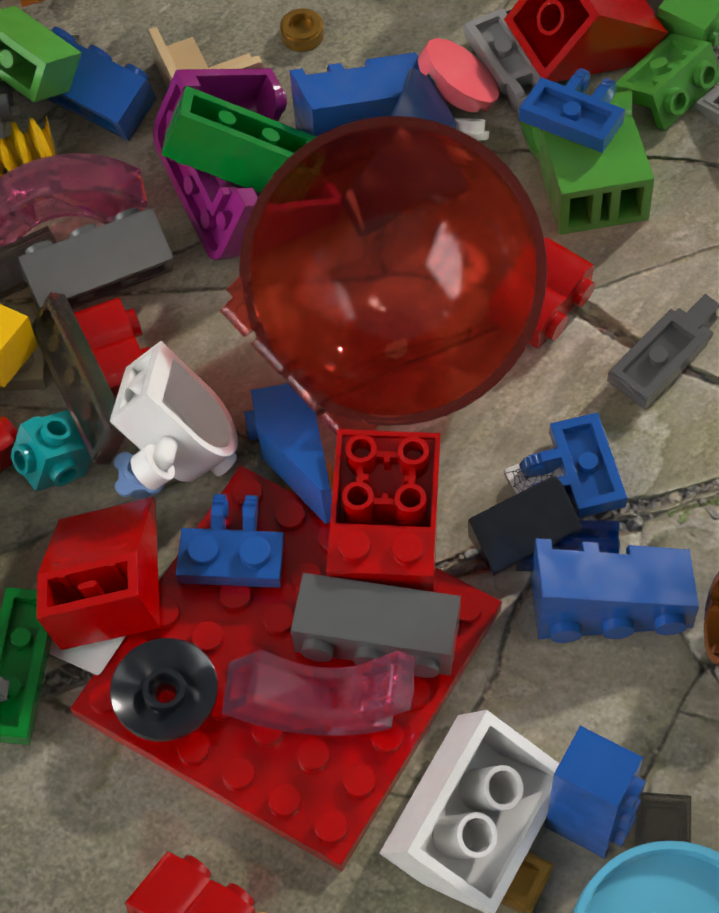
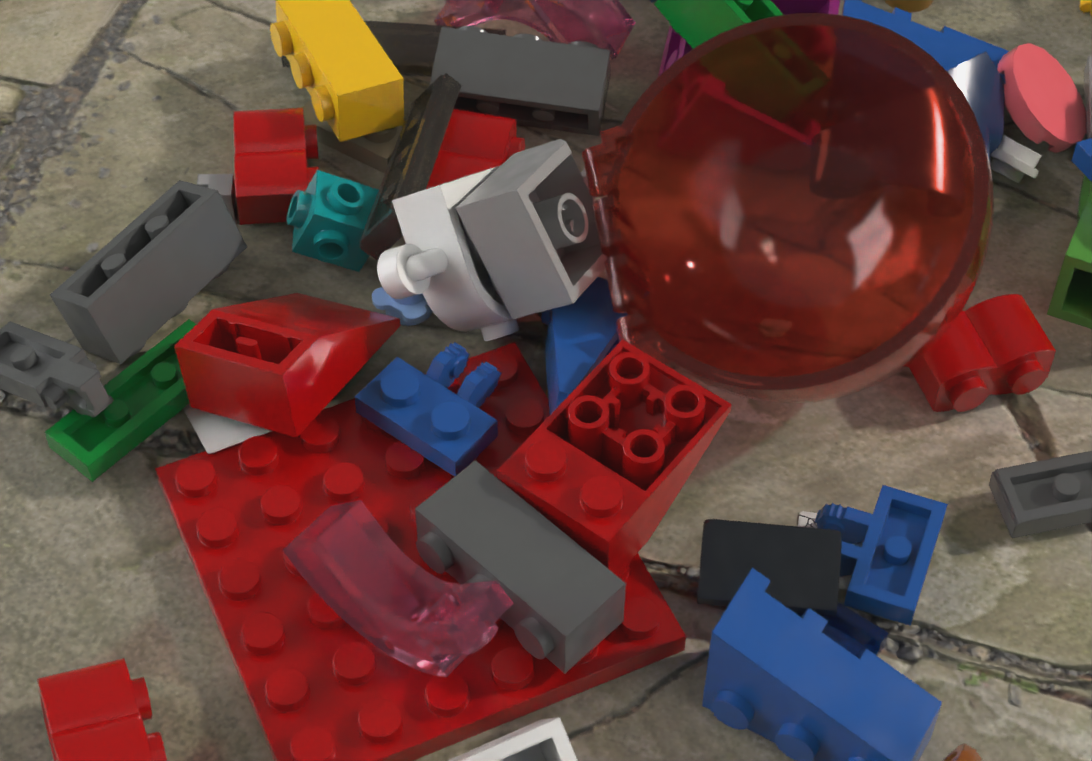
camera: 30 degrees right, 10 degrees down
(160, 667) = (244, 475): black dish -> none
(220, 380) = (535, 229): none -> light grey hinge

